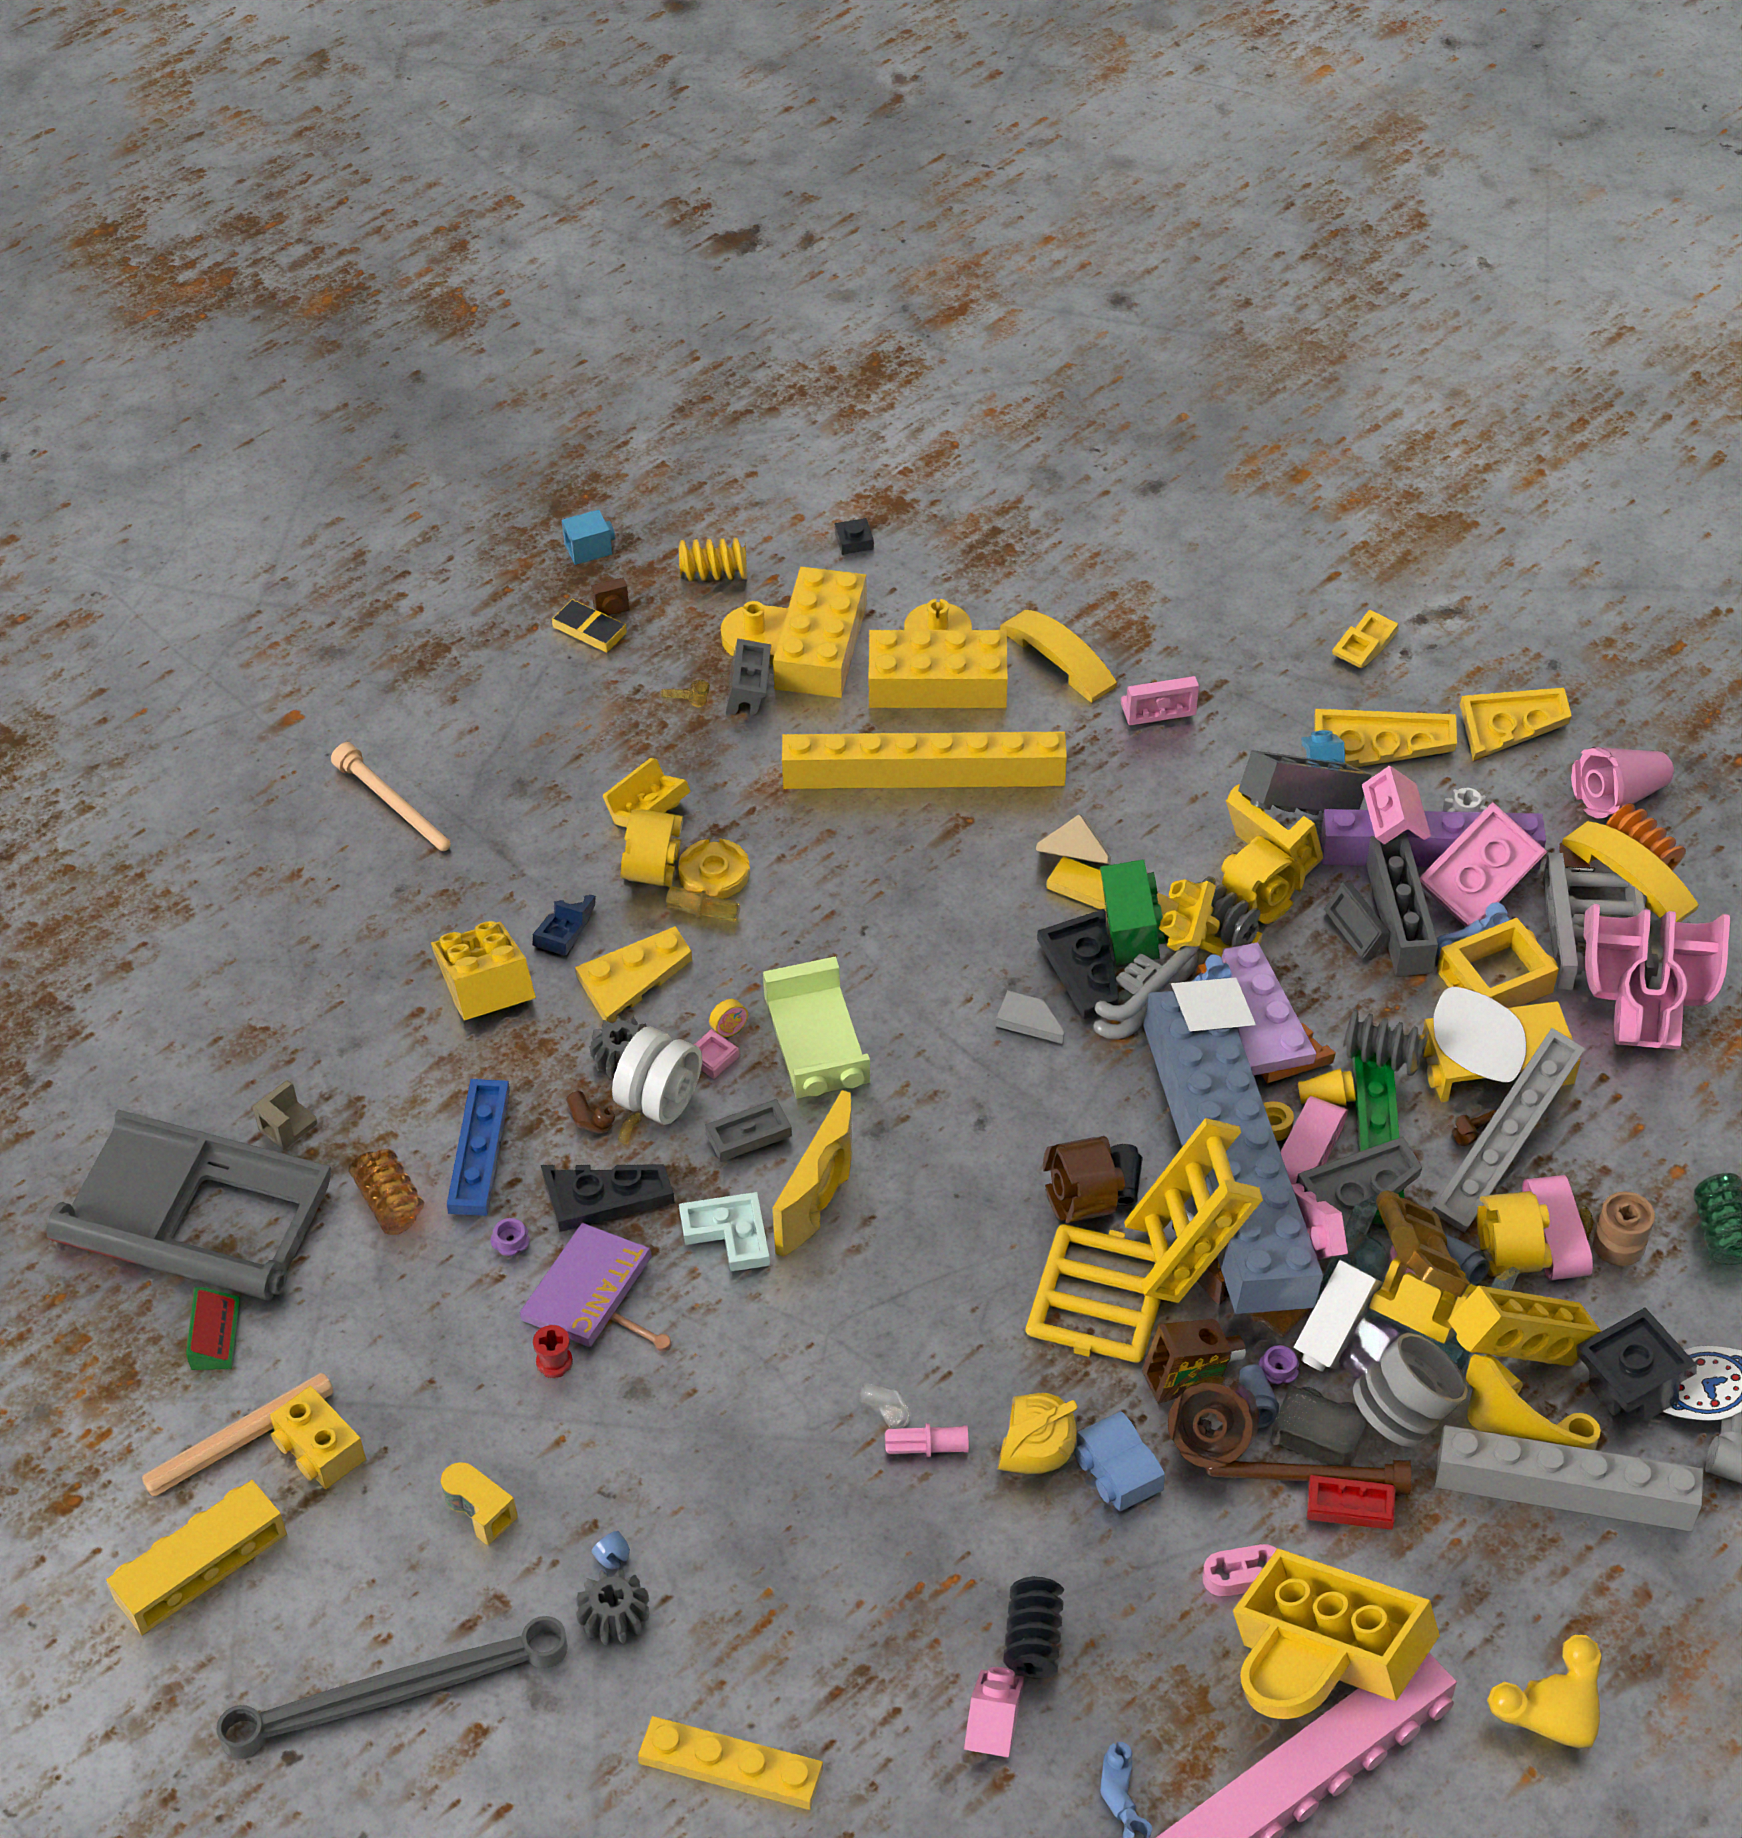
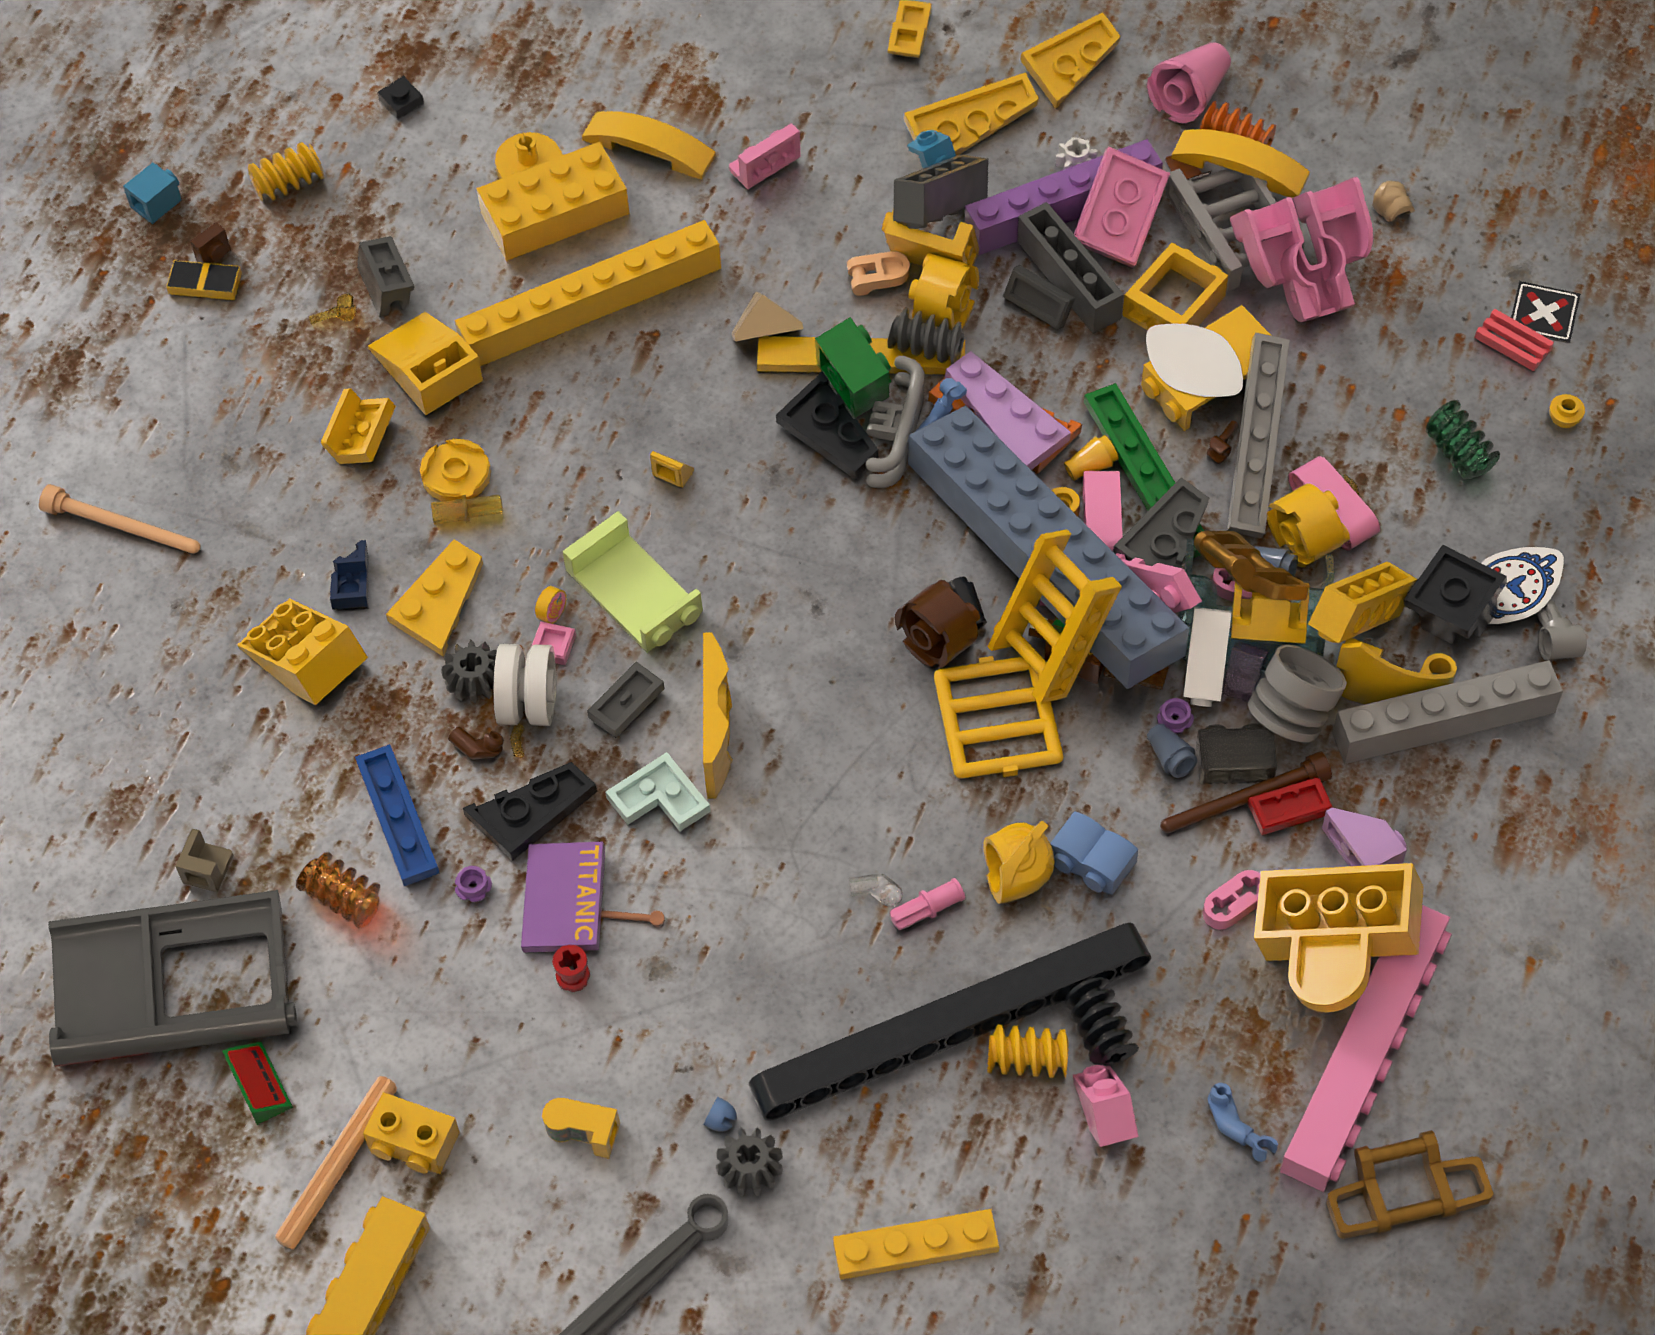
camera: 25 degrees left, 10 degrees up
(651, 847) = (394, 474): yellow brick -> none
(743, 766) = (428, 361): none -> yellow slope
(812, 636) = (418, 210): yellow brick -> none
(883, 1559) = (946, 1022): none -> black beam
(911, 942) = (670, 469): none -> yellow slope
(943, 1624) = (1028, 1051): none -> yellow piece
(1029, 1017) = (808, 496): light grey tile -> none
(1188, 1353) = (1104, 742): reddish brown torso -> none
(1193, 915) = (910, 350): yellow hips -> none
(1193, 1433) = (1174, 797): reddish brown brick -> none
(1213, 1004) = (969, 424): white sticker -> none
(1222, 840) = (890, 271): none -> light nougat plate
(1384, 1043) = (1123, 399): dark grey piece -> none
(1394, 805) = (1026, 181): bright pink panel -> none
(1411, 1565) = (1363, 838): none -> lavender slope
(1495, 915) = (1153, 249): medium blue arm -> none
(1559, 1705) = (1528, 899): yellow head -> none
(1623, 1228) = (1388, 482): medium nougat wheel -> none

